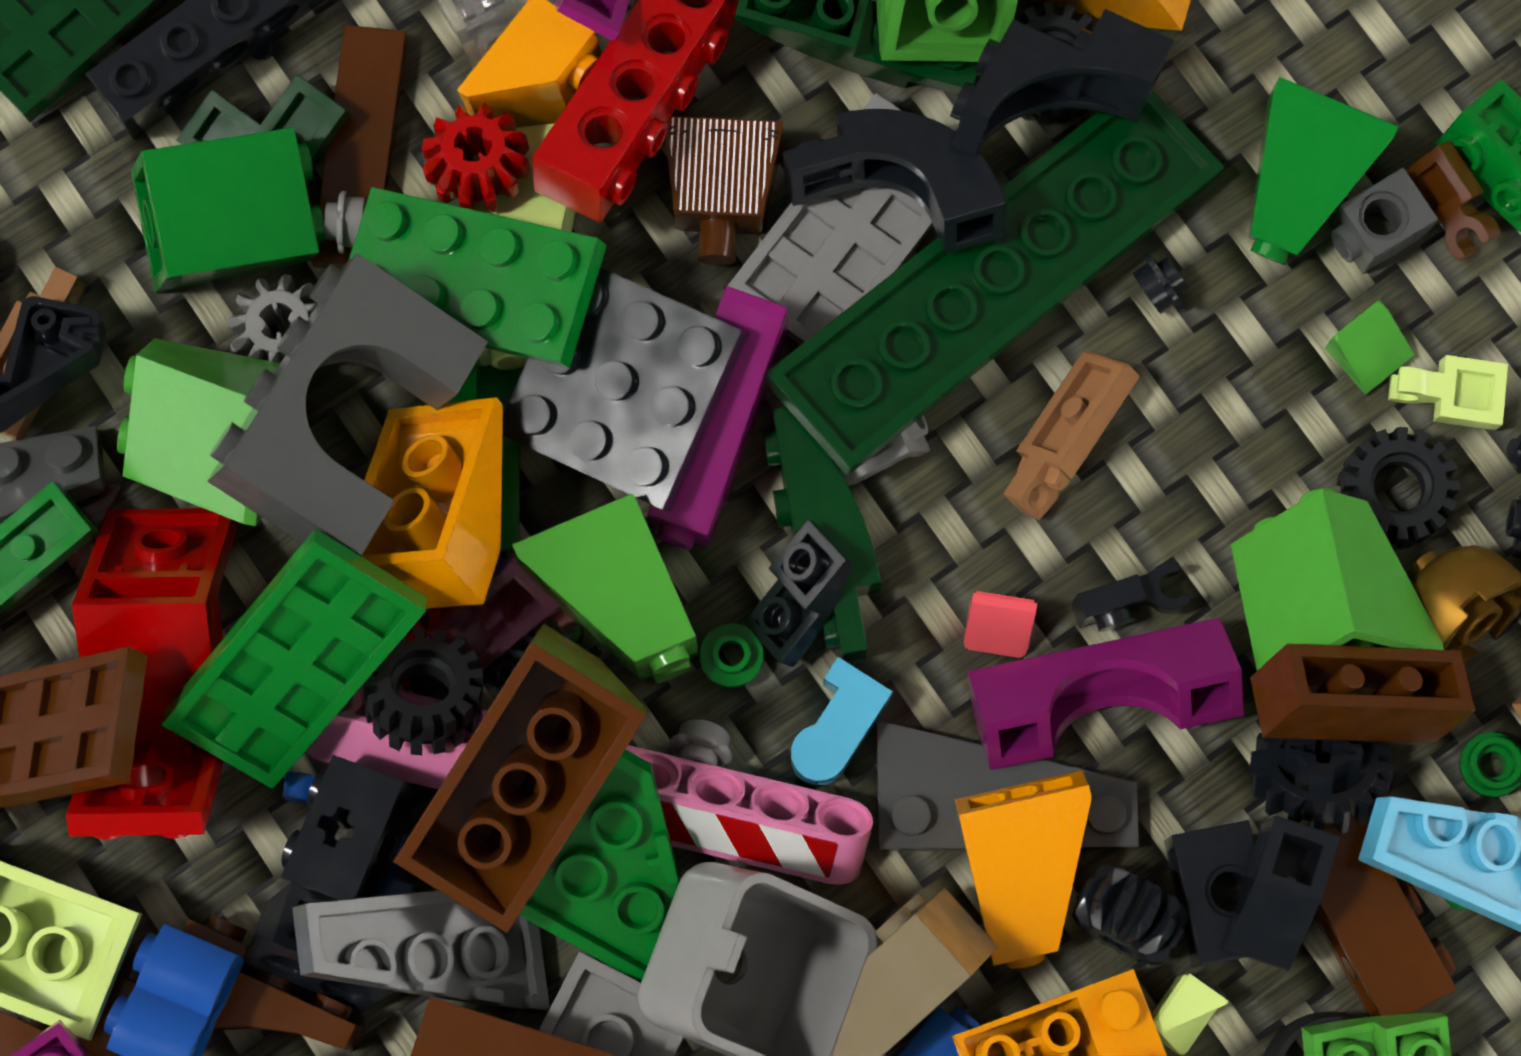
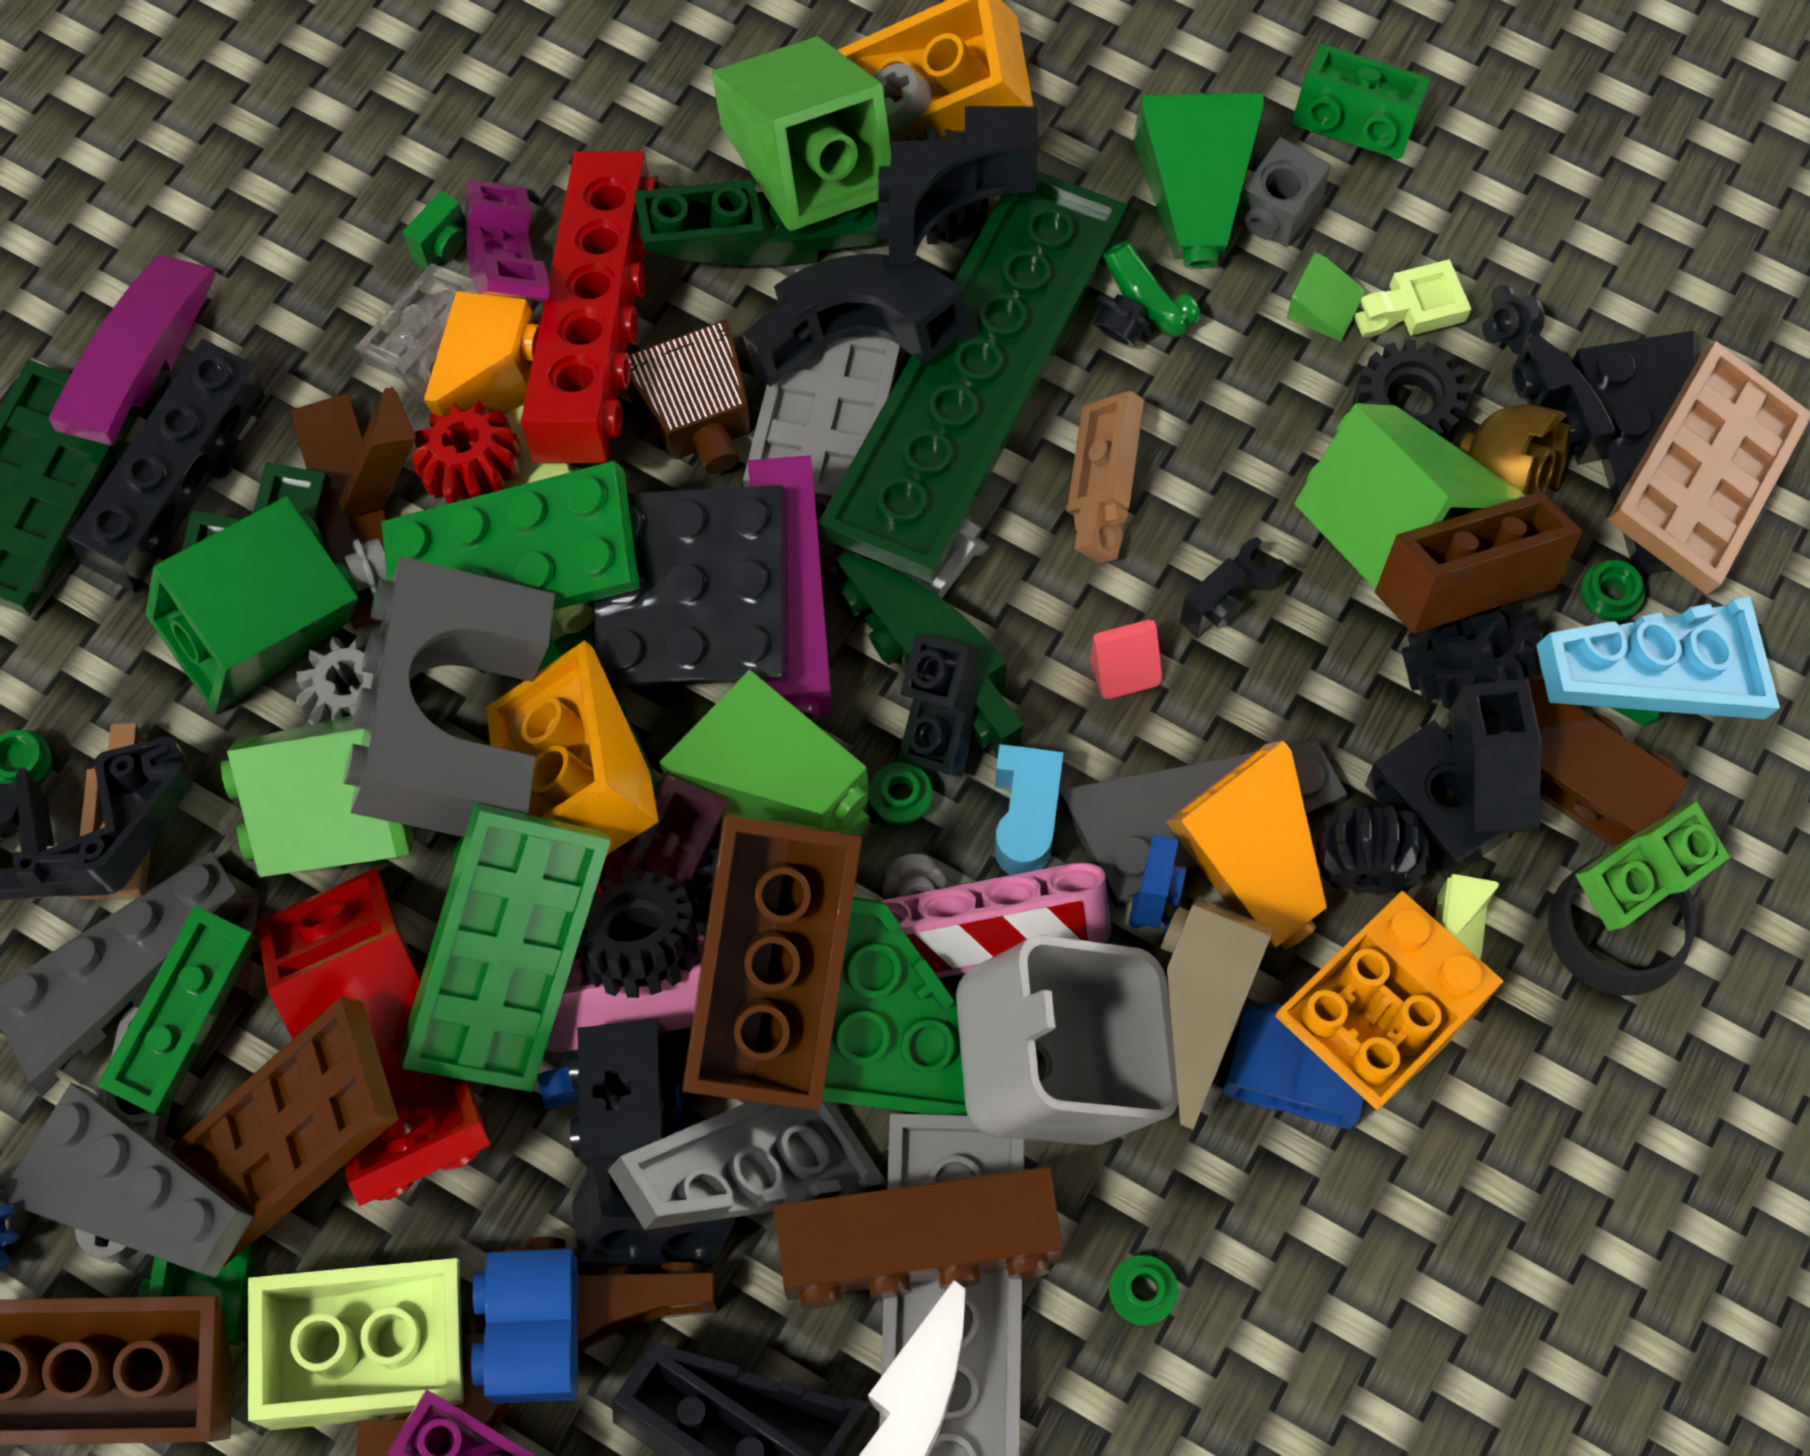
camera: 25 degrees left, 10 degrees down
(397, 120) = (379, 456): none -> reddish brown slope
(916, 861) = (1160, 886): none -> blue plate
(1176, 671) = (1303, 629): magenta arch -> none
(1198, 266) = (1140, 285): none -> green arm
(1449, 191) = (1330, 142): reddish brown plate -> none

